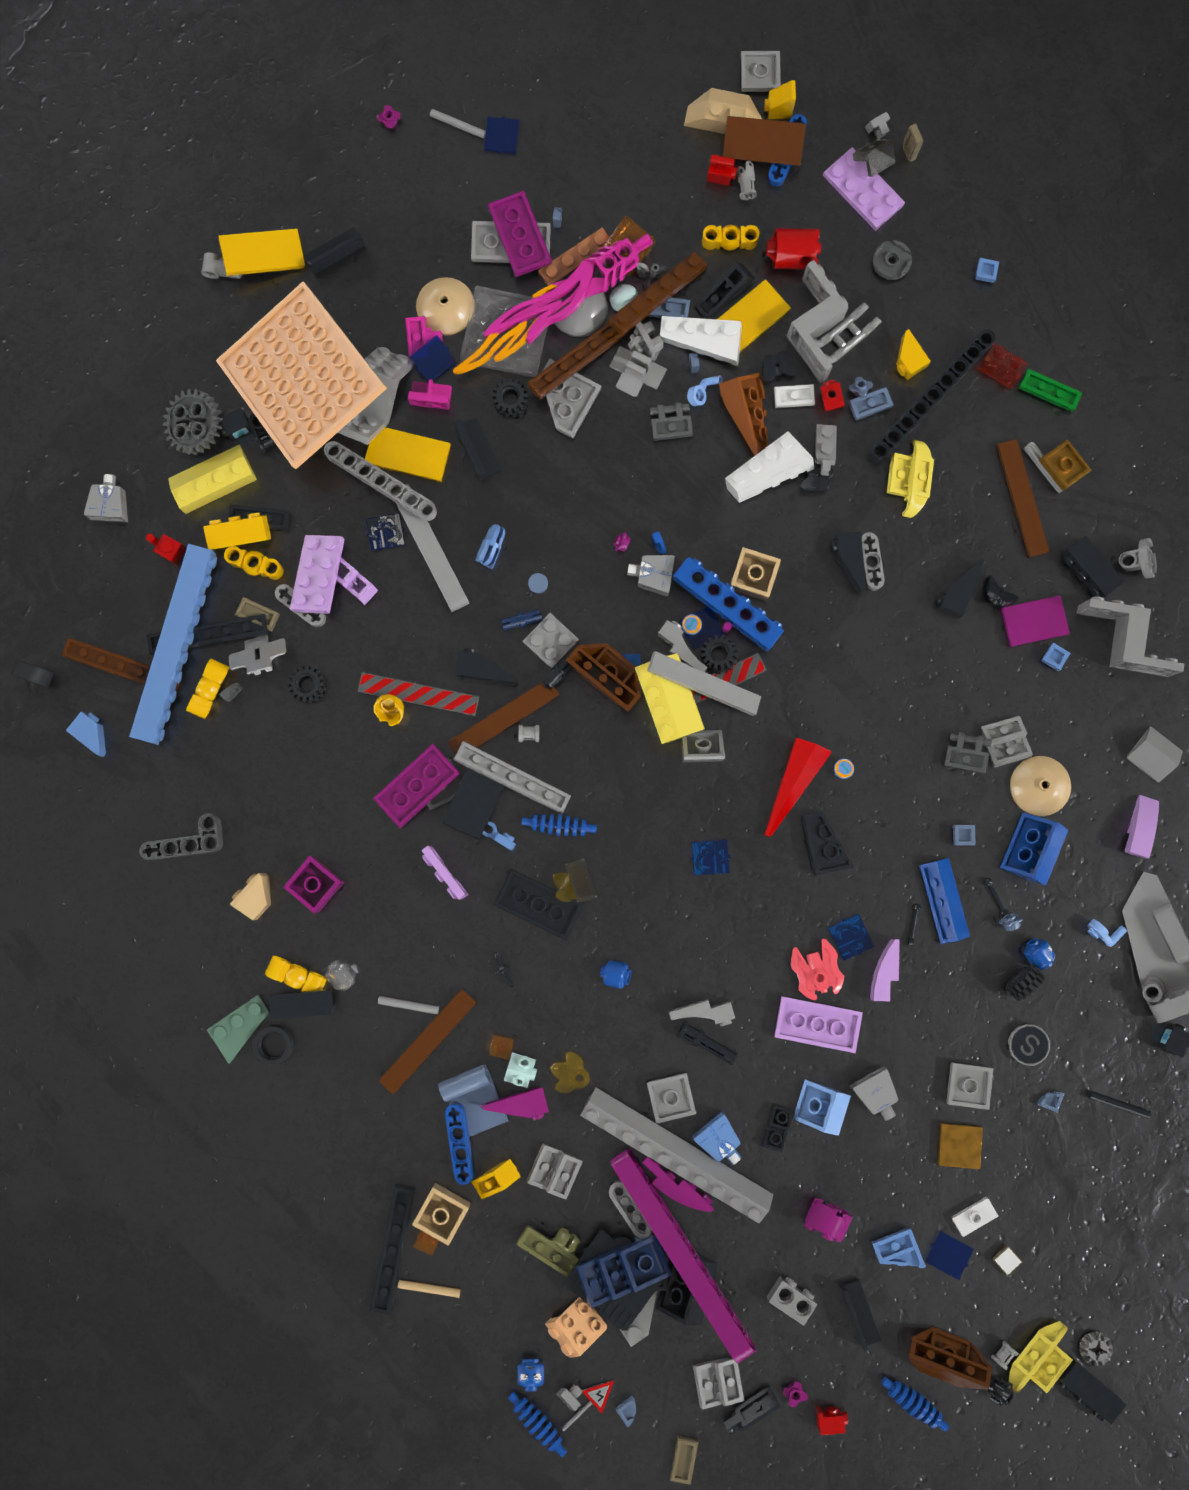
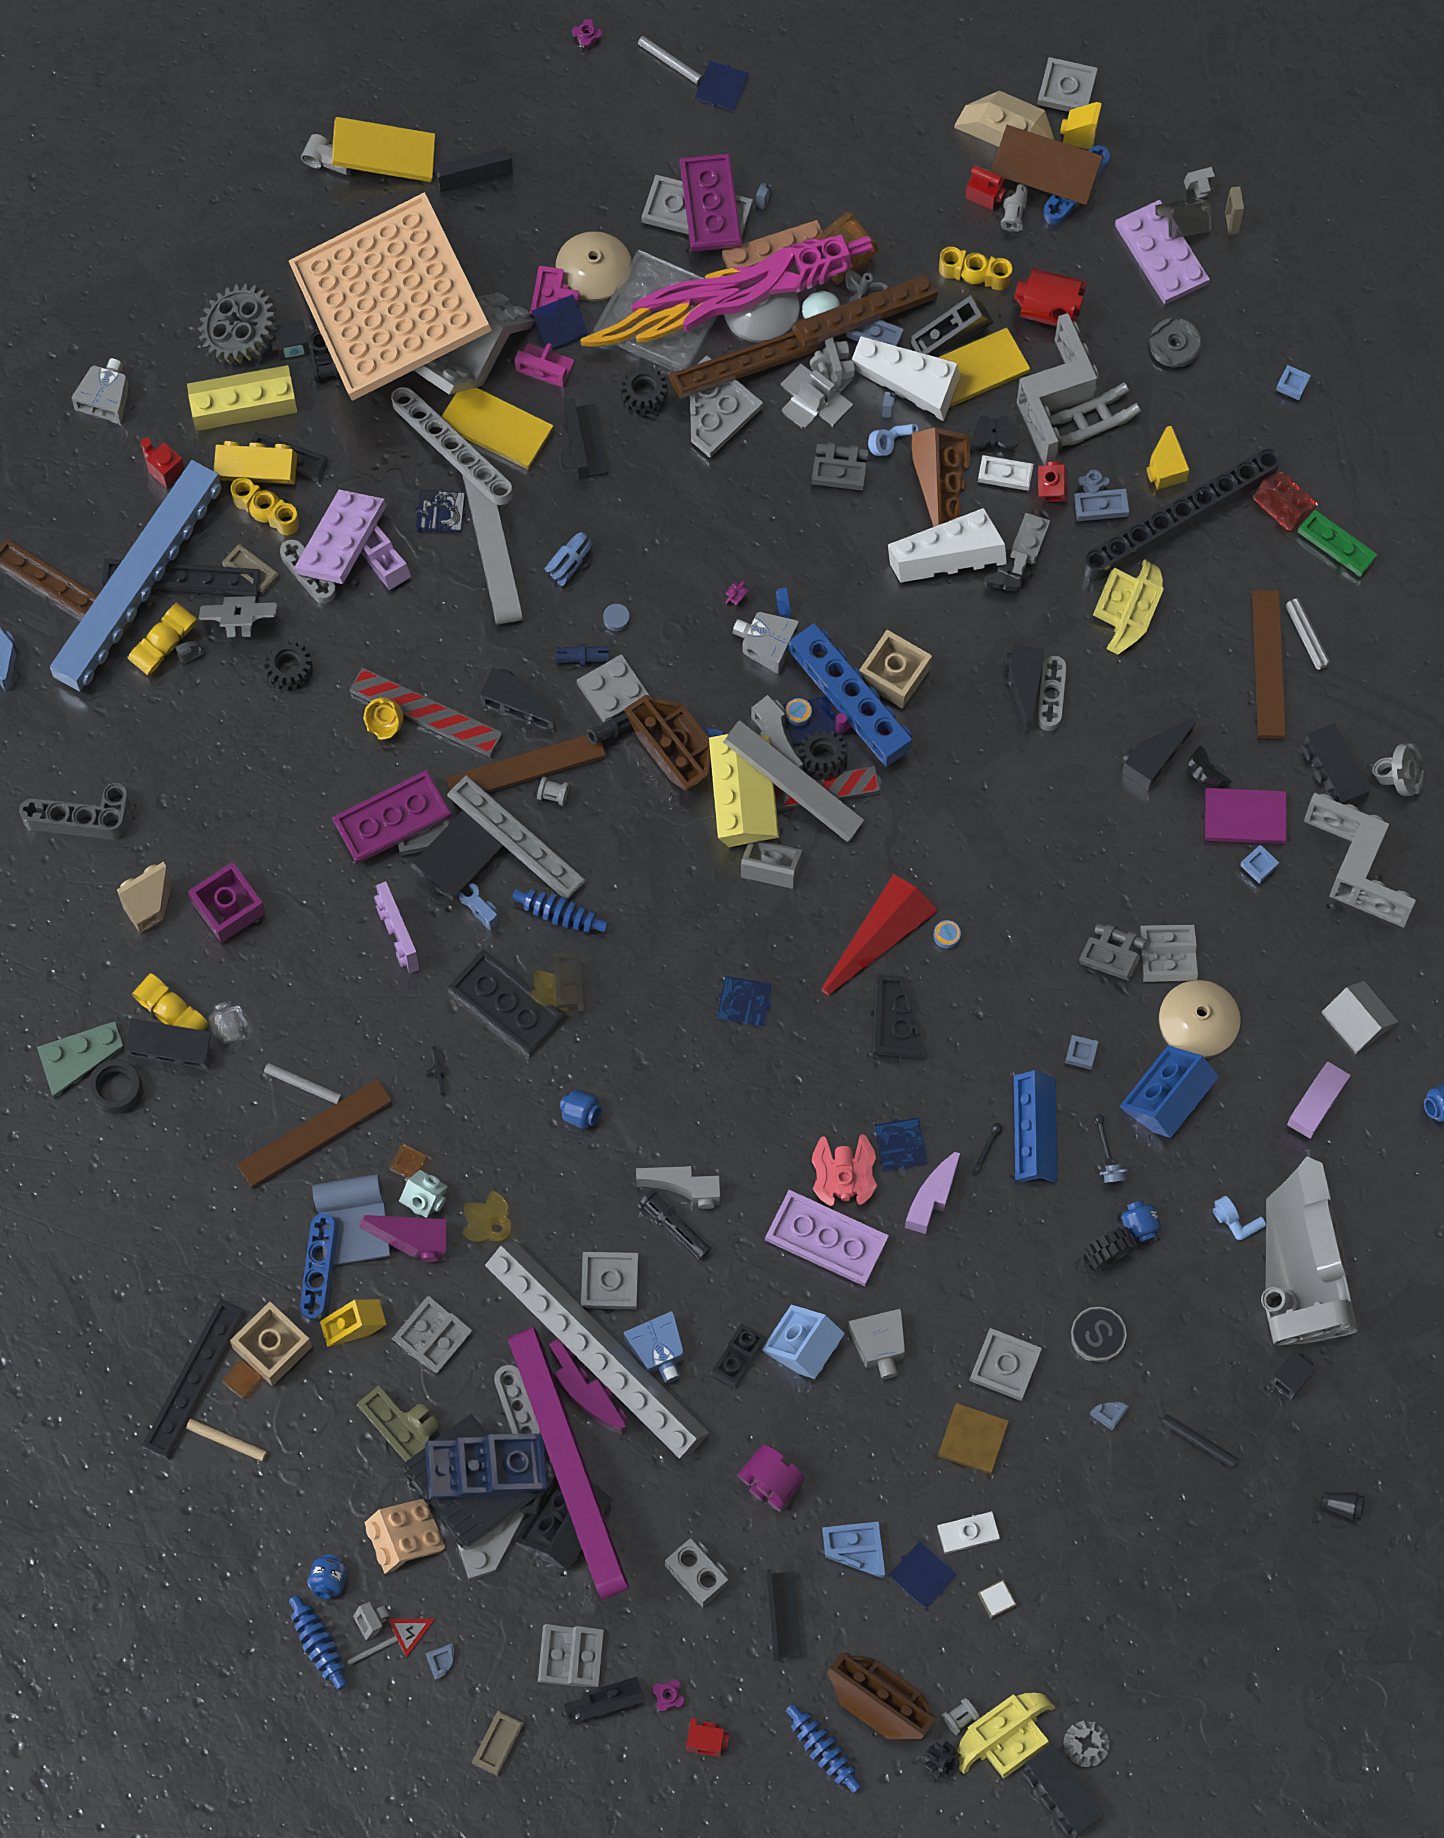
camera: 15 degrees right, 15 degrees down
(1064, 465) = (1332, 636): pearl gold tile -> none

